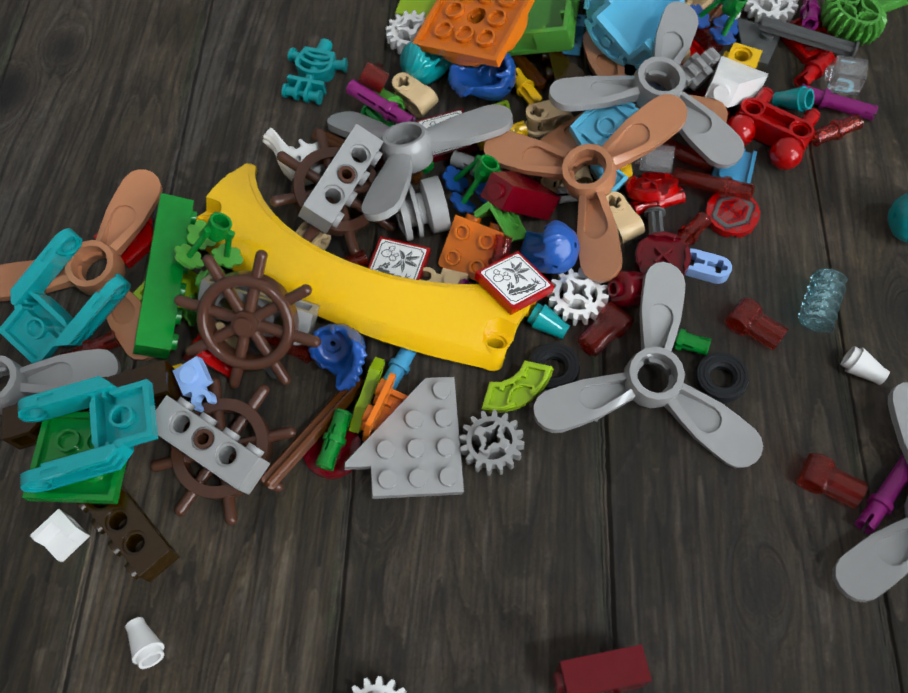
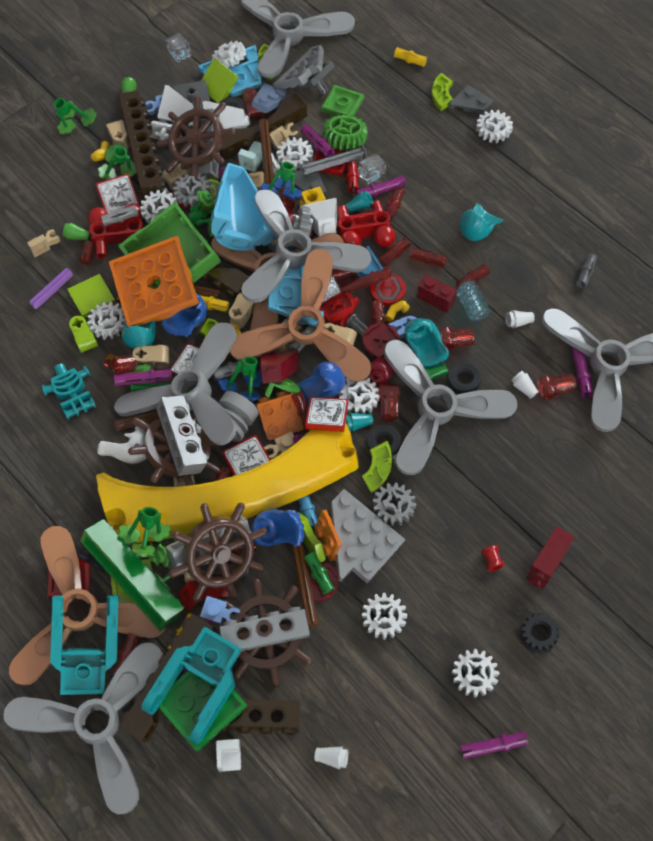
camera: 50 degrees left, 0 degrees up
(338, 549) = (379, 609): none -> white gear
(373, 30) = (83, 336): none -> lime piece
(537, 607) = (493, 558): none -> red bush
(713, 298) = (426, 342): none -> teal piece
(718, 238) = (401, 305): none -> yellow arm
(783, 179) = (394, 251): none -> clear red pin
(785, 258) = (436, 293): none -> dark red brick
(791, 446) = (524, 384): none -> white cone
(818, 214) = (428, 257): none -> clear red pin
(859, 276) = (474, 275): none -> clear red pin

